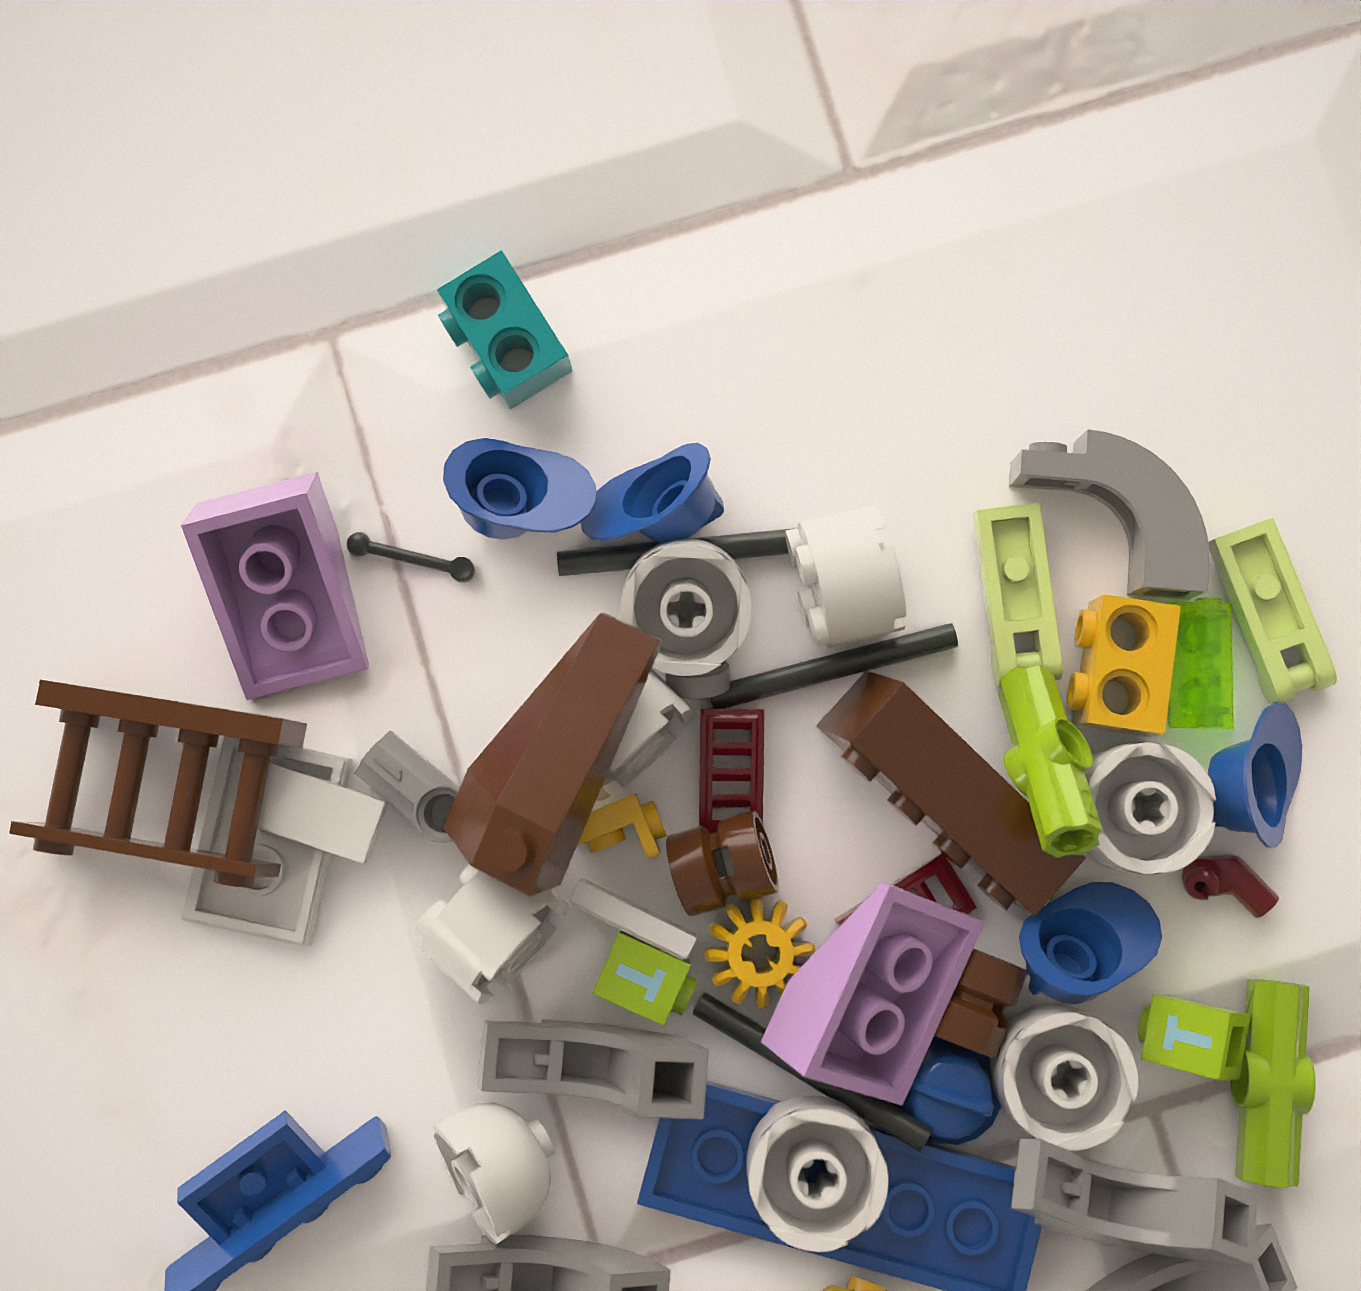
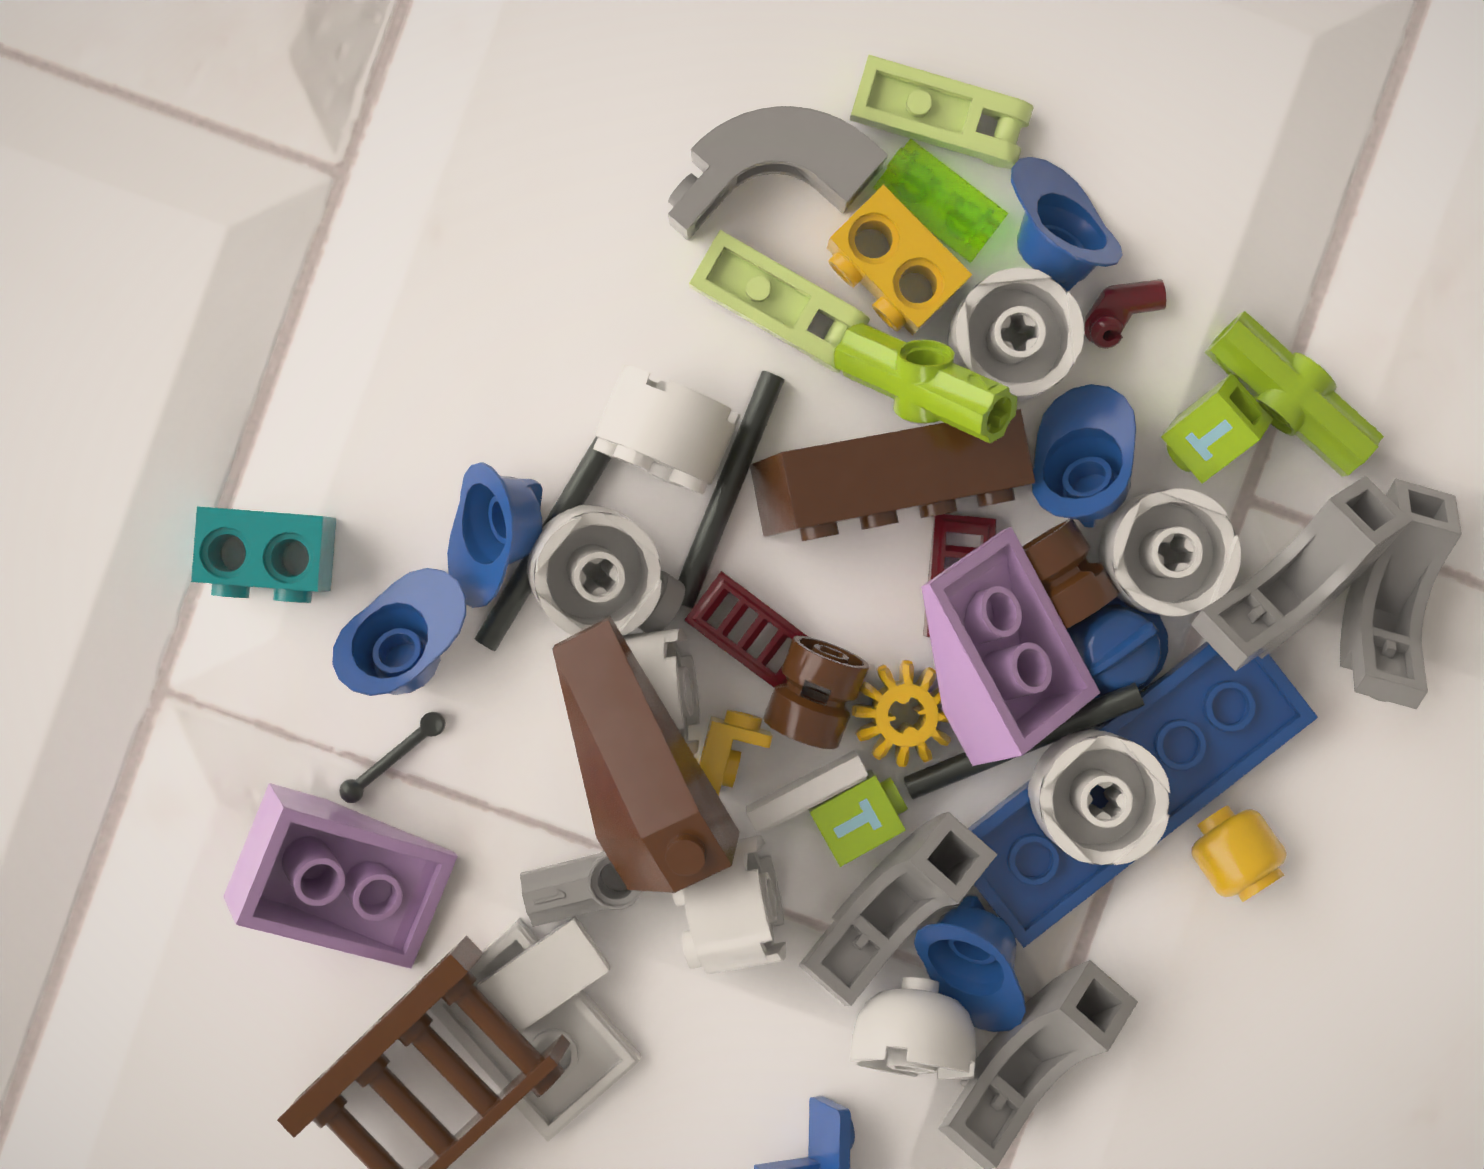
camera: 55 degrees left, 5 degrees up
(594, 1169) = (974, 964): none -> blue piece

